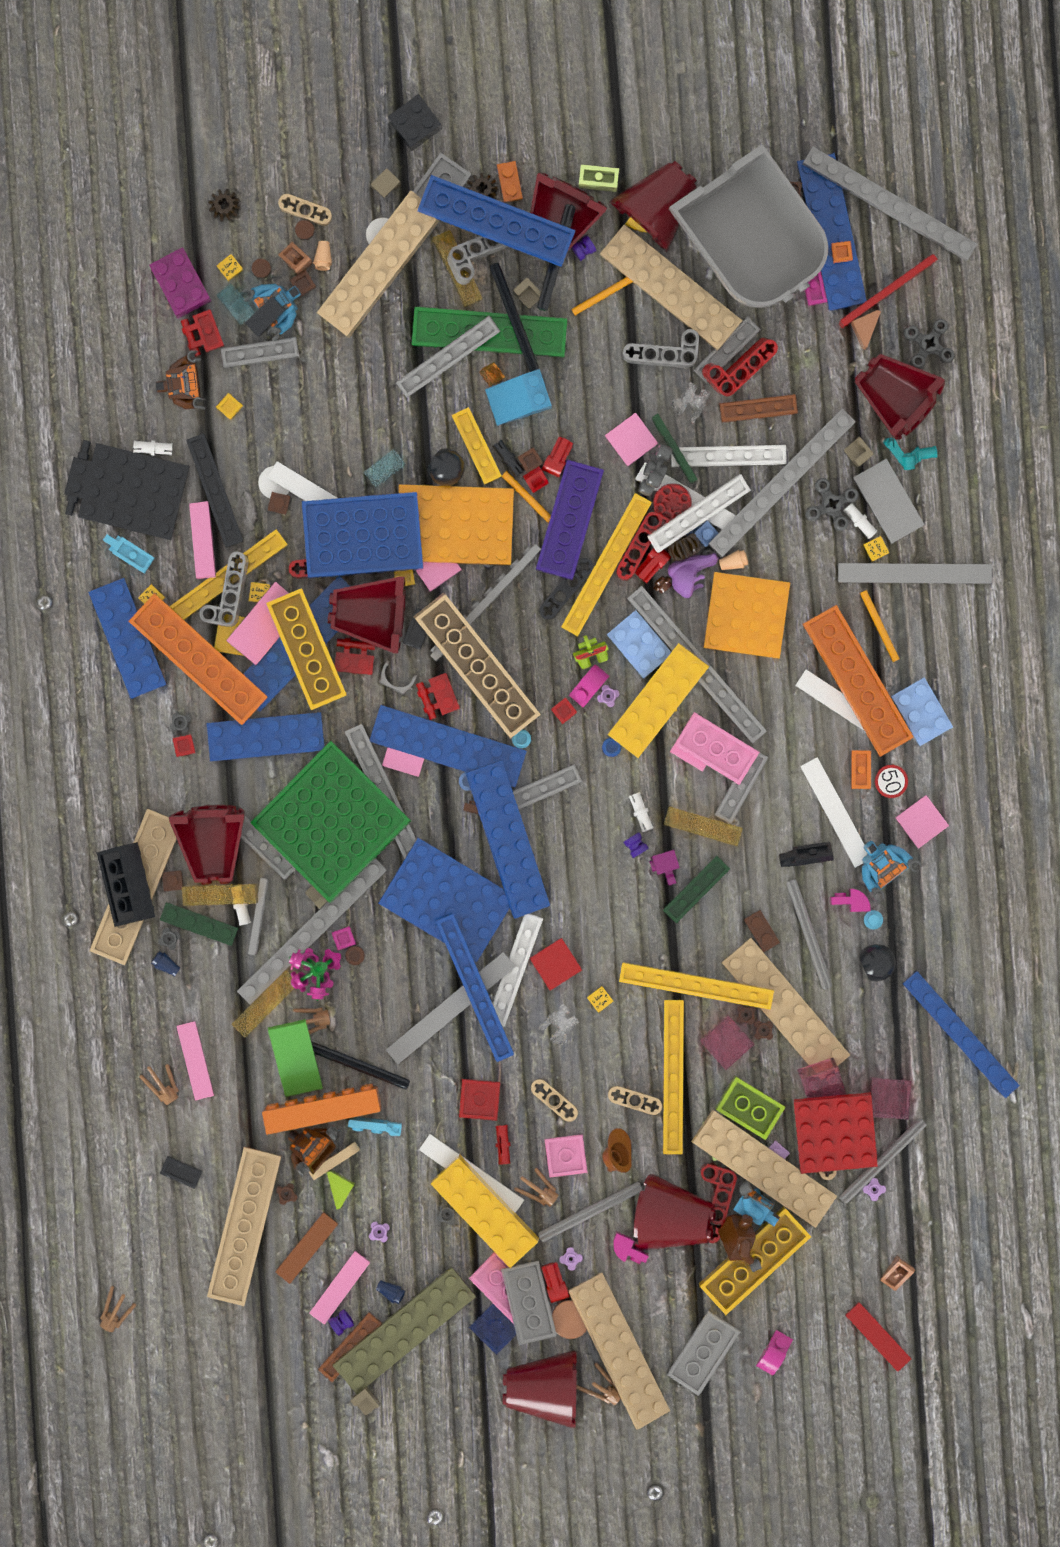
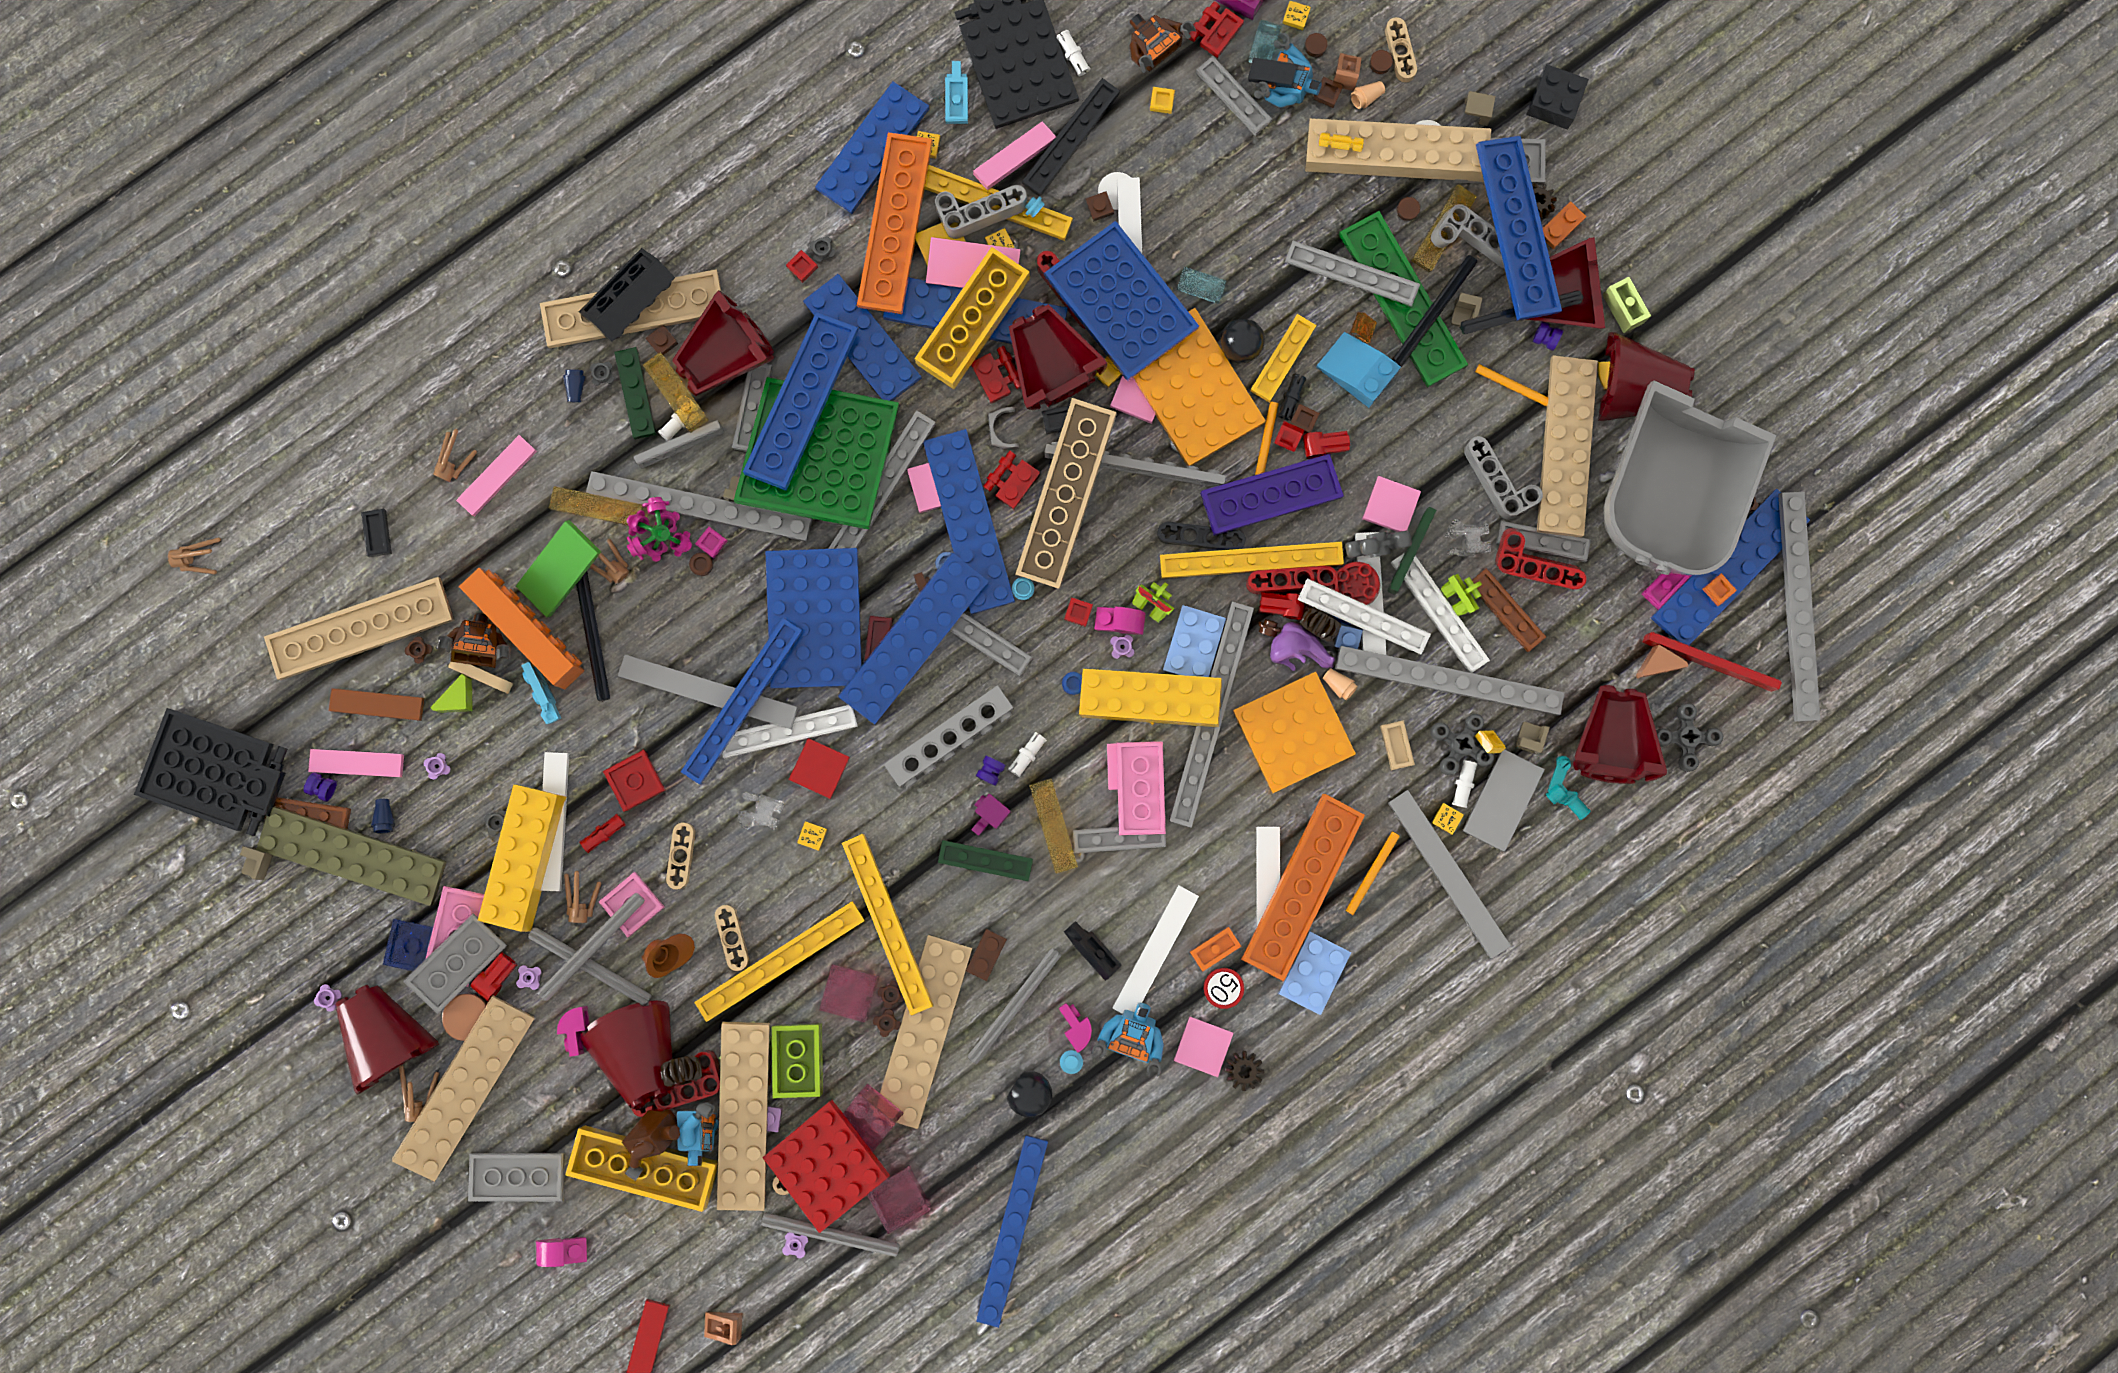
camera: 55 degrees right, 5 degrees down
(251, 551) = (1034, 206): none -> medium azure plate
(281, 1392) = (211, 772): none -> black plate
(287, 809) = (800, 401): none -> blue plate
(350, 303) = (1341, 142): none -> yellow axle
(425, 283) = (1408, 208): none -> reddish brown tile
(485, 860) = (877, 630): none -> dark red tile
(493, 1413) = (321, 1000): none -> lavender plate
(578, 1201) = (591, 947): none -> light grey axle
(590, 908) = (897, 765): none -> light grey brick
(707, 1190) = (681, 1071): none -> dark brown gear
(727, 429) = (1467, 602): none -> lime hips
(802, 549) = (1397, 745): none -> tan tile
(843, 483) = (1490, 741): none -> yellow tile
(951, 809) = (1252, 1072): none -> dark brown gear

